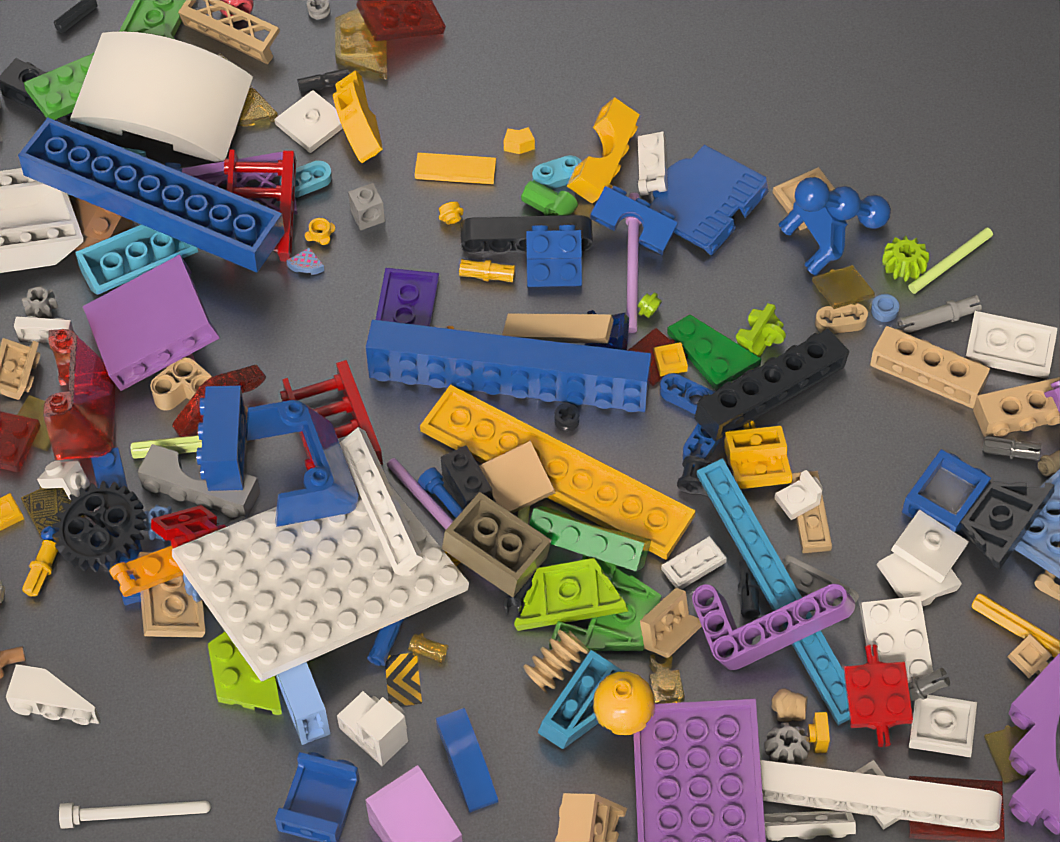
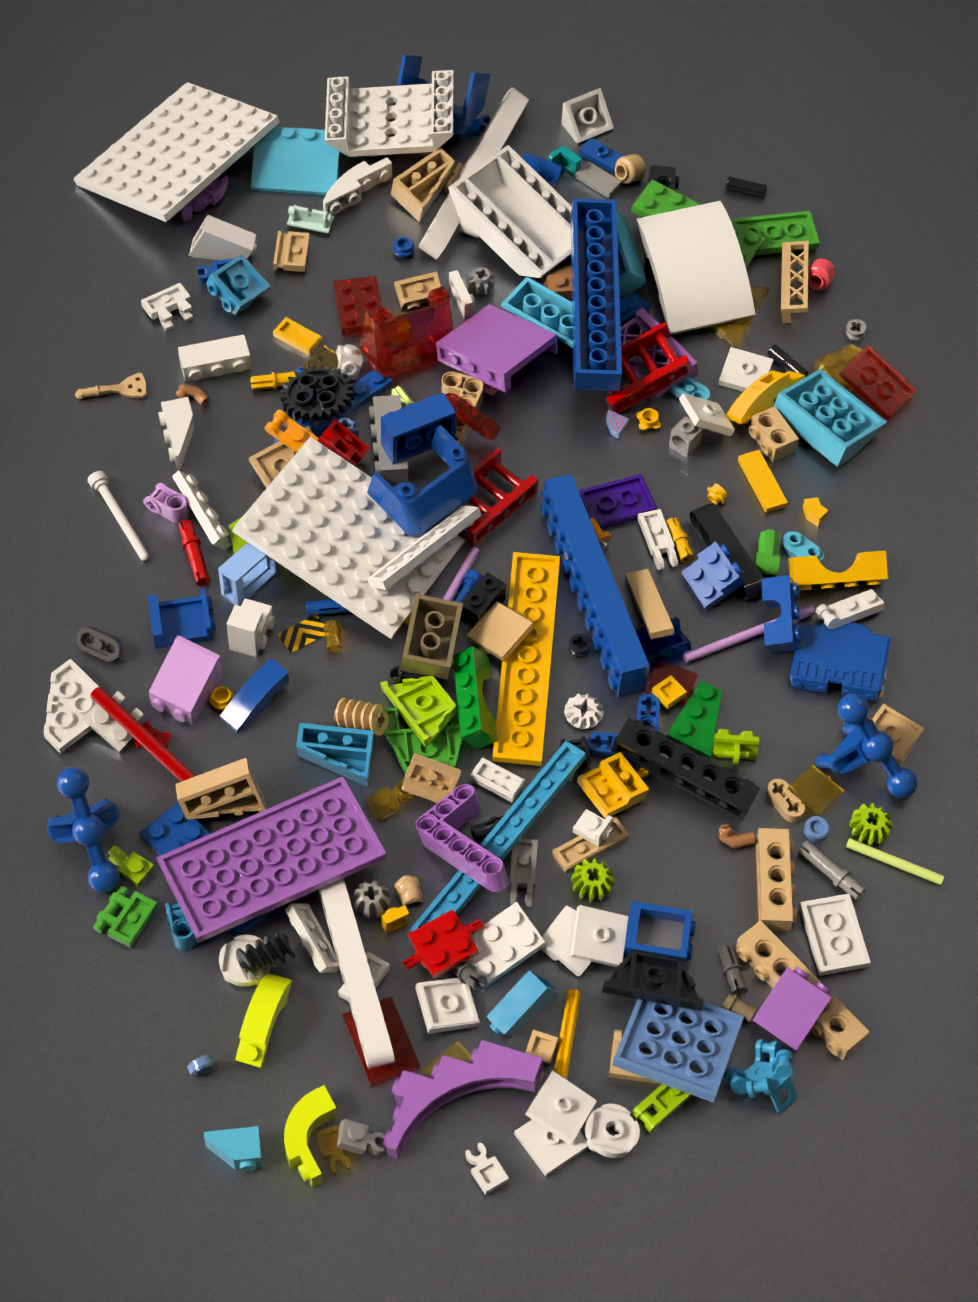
camera: 60 degrees right, 0 degrees up
(146, 751) = (167, 504): none -> lavender piece
(169, 715) = (206, 516): none -> white plate
(220, 746) = (191, 544): none -> red pin
(353, 174) = (706, 414): none -> white plate
(407, 131) = (773, 434): none -> tan brick
(417, 76) = (828, 416): none -> medium azure slope
(450, 796) = (220, 697): none -> yellow plate
(475, 288) = (657, 537): none -> white hinge
(624, 703) = (338, 767): yellow cylinder -> none
(649, 304) = (713, 659): lime plate -> none
(651, 458) = (591, 717): none -> white gear
(857, 525) = (592, 888): none -> lime gear
(866, 381) = (730, 838): none -> medium nougat arm
(977, 651) = (522, 1004): none -> dark azure slope

